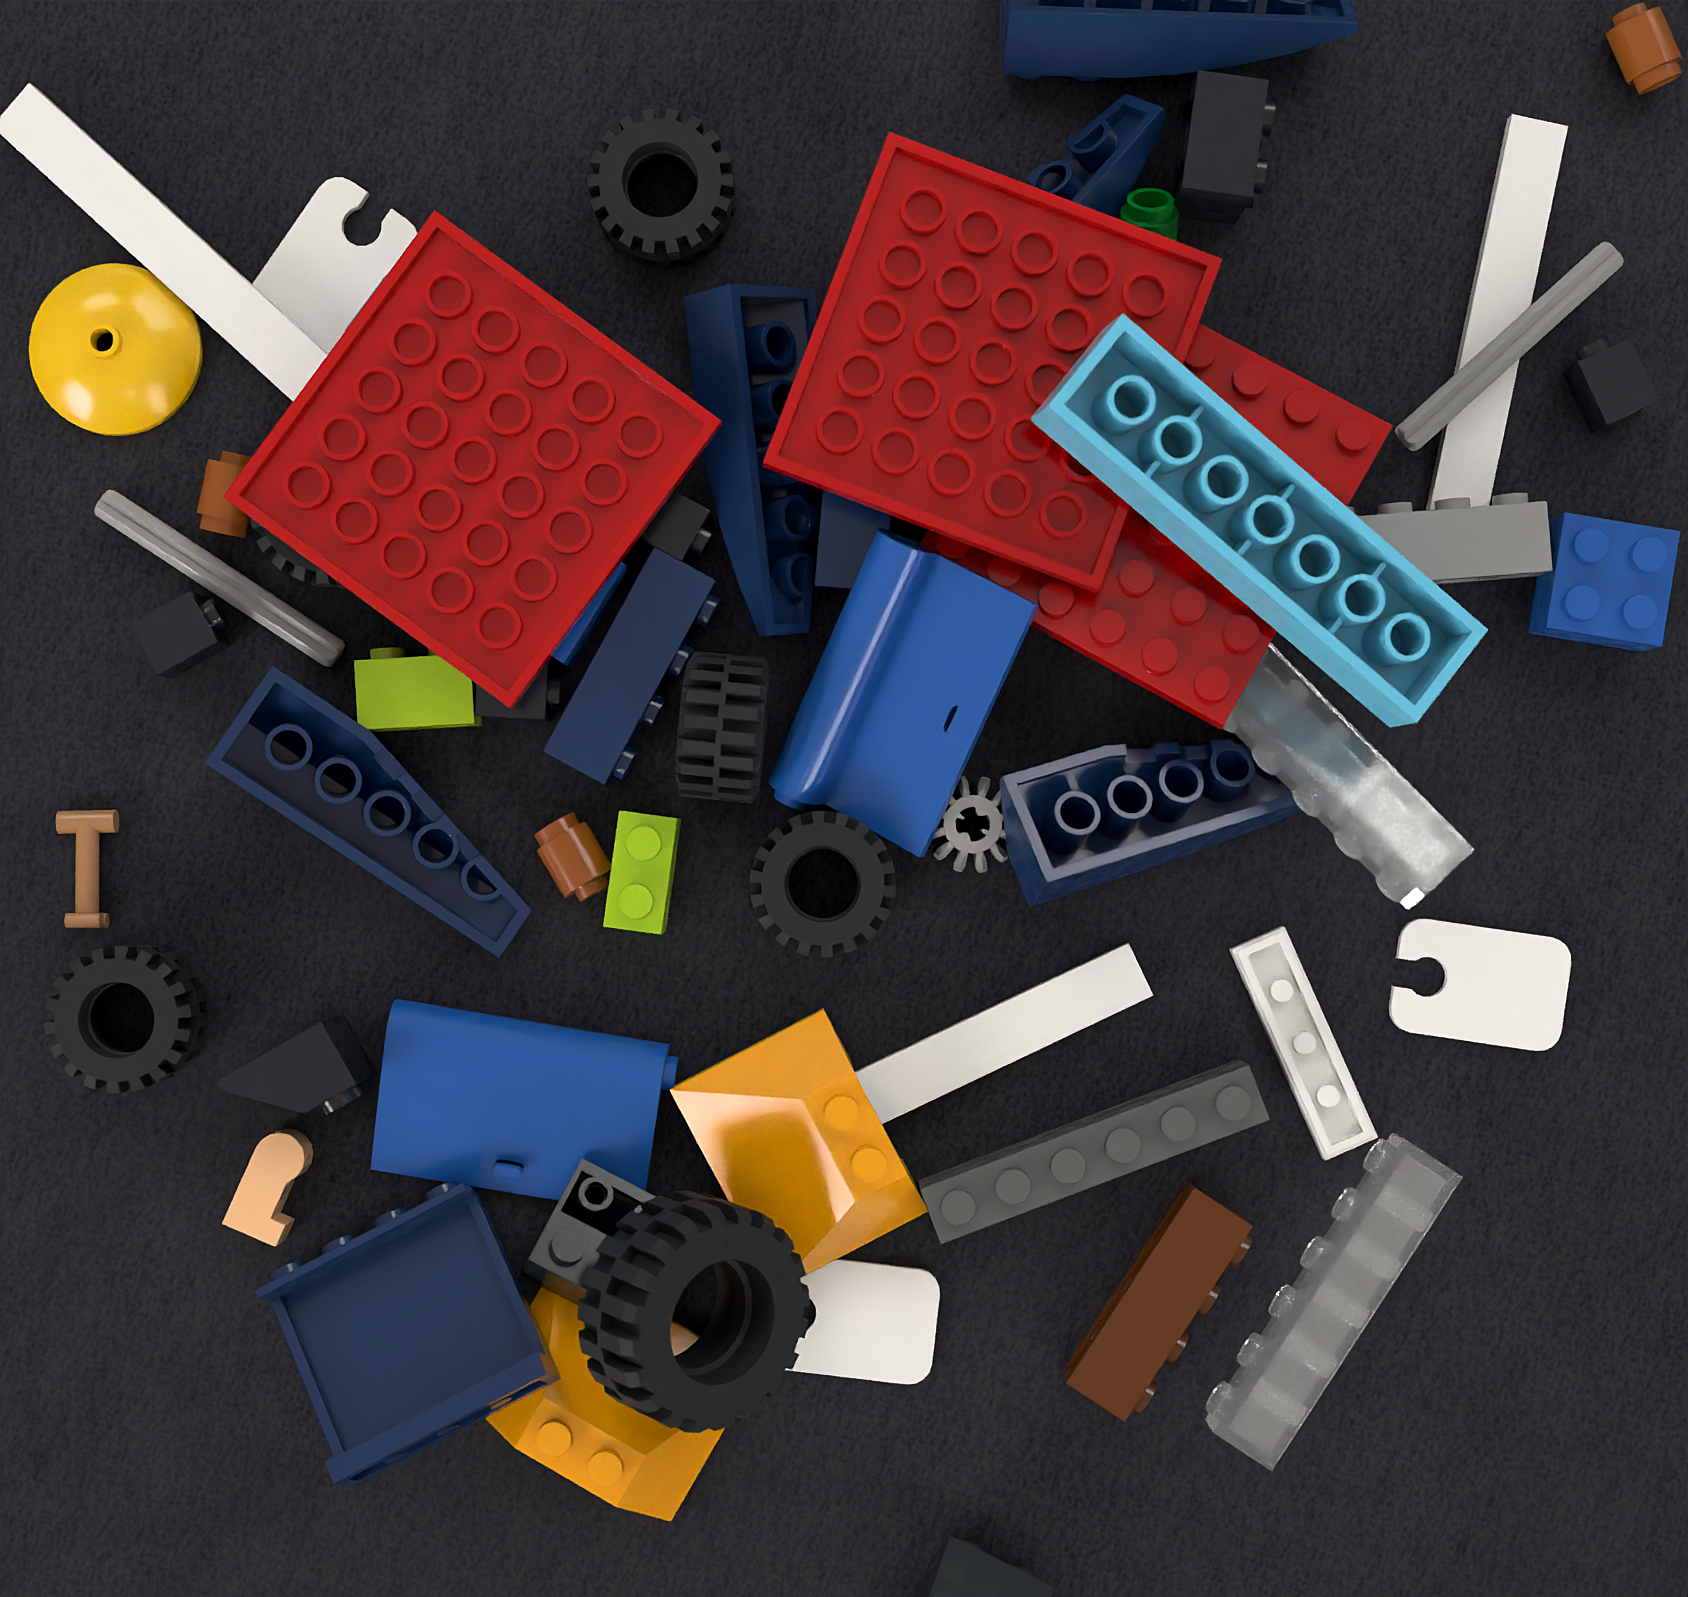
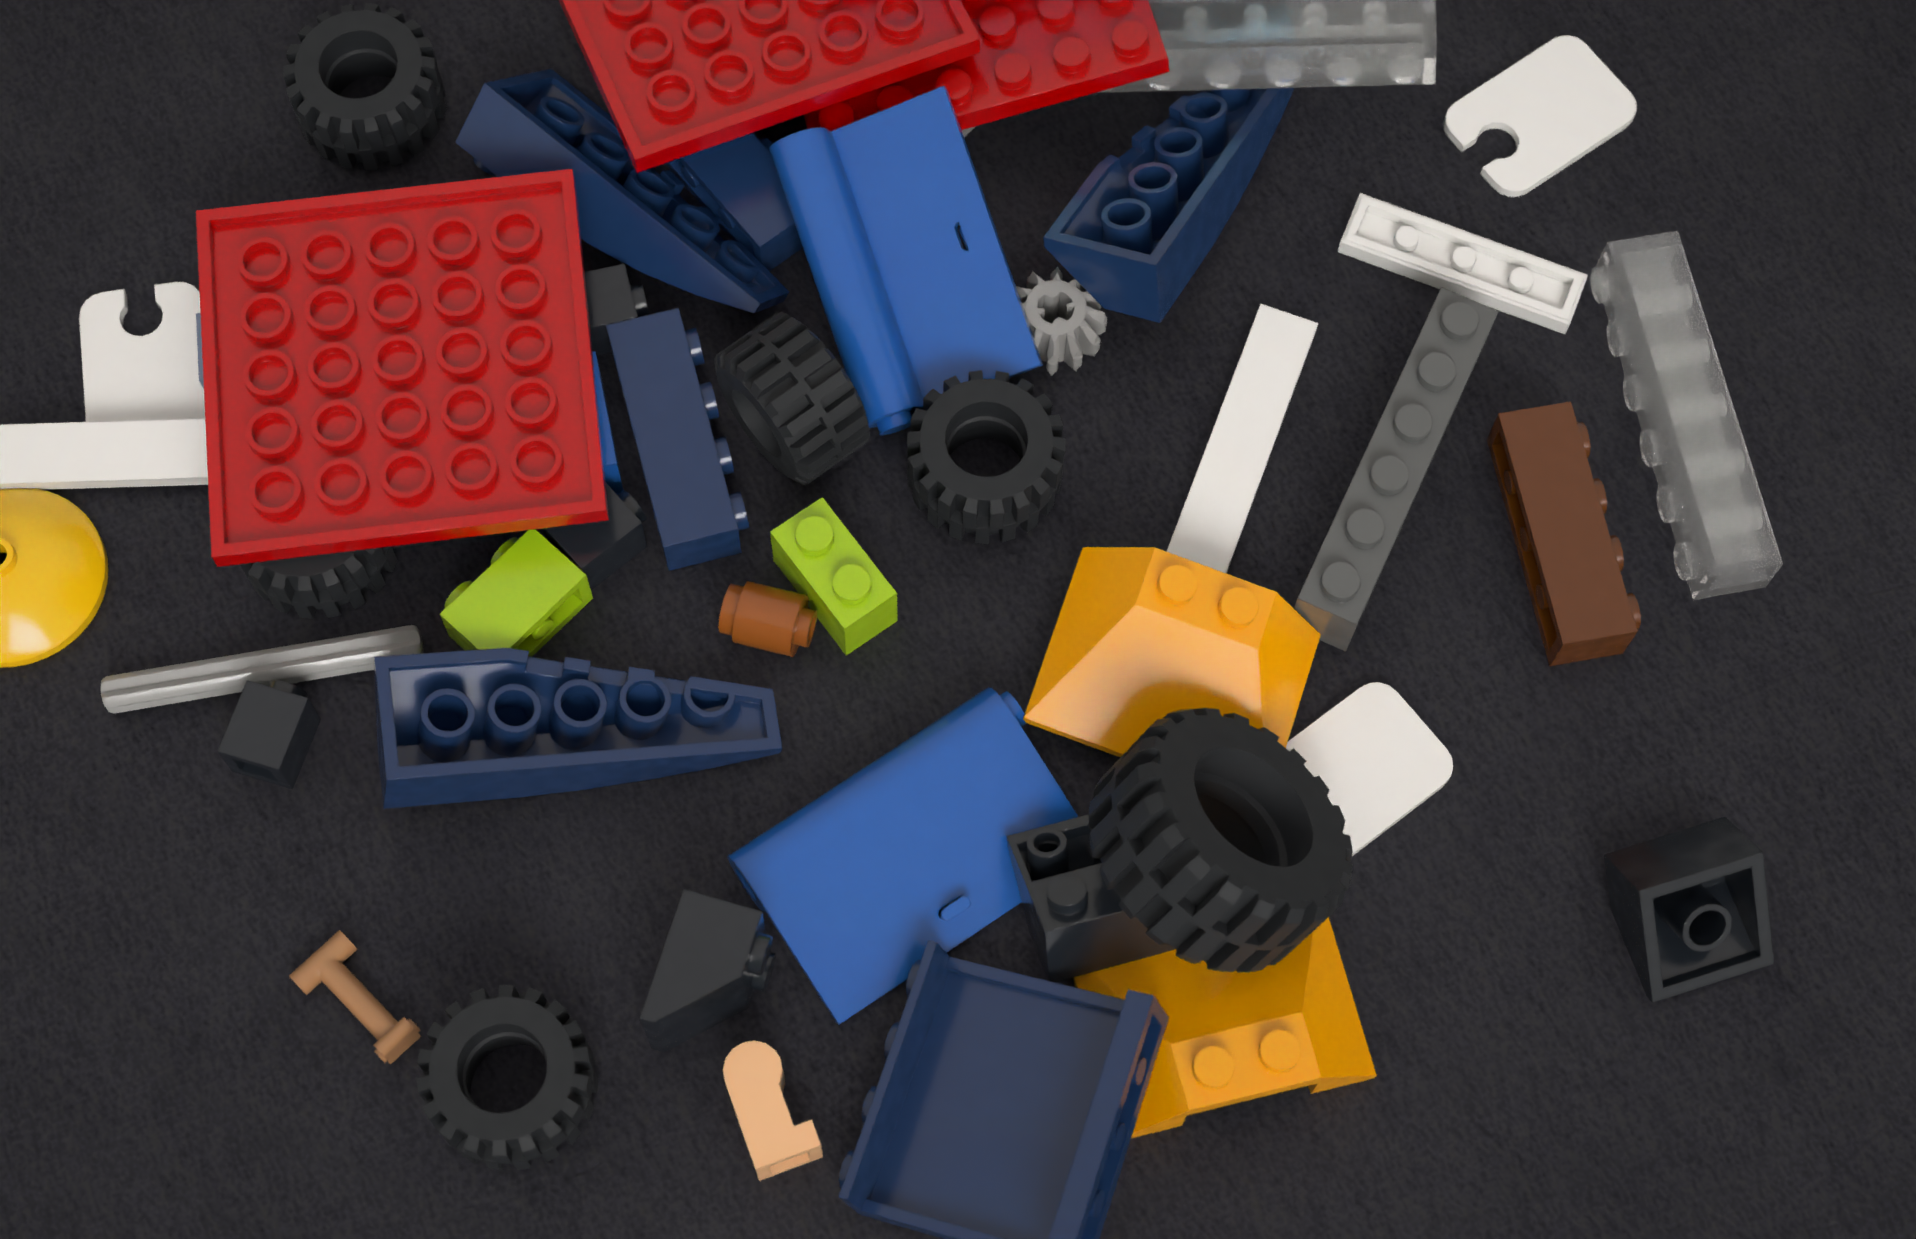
camera: 45 degrees left, 20 degrees down
(216, 511) = (212, 596): dark orange brick -> none

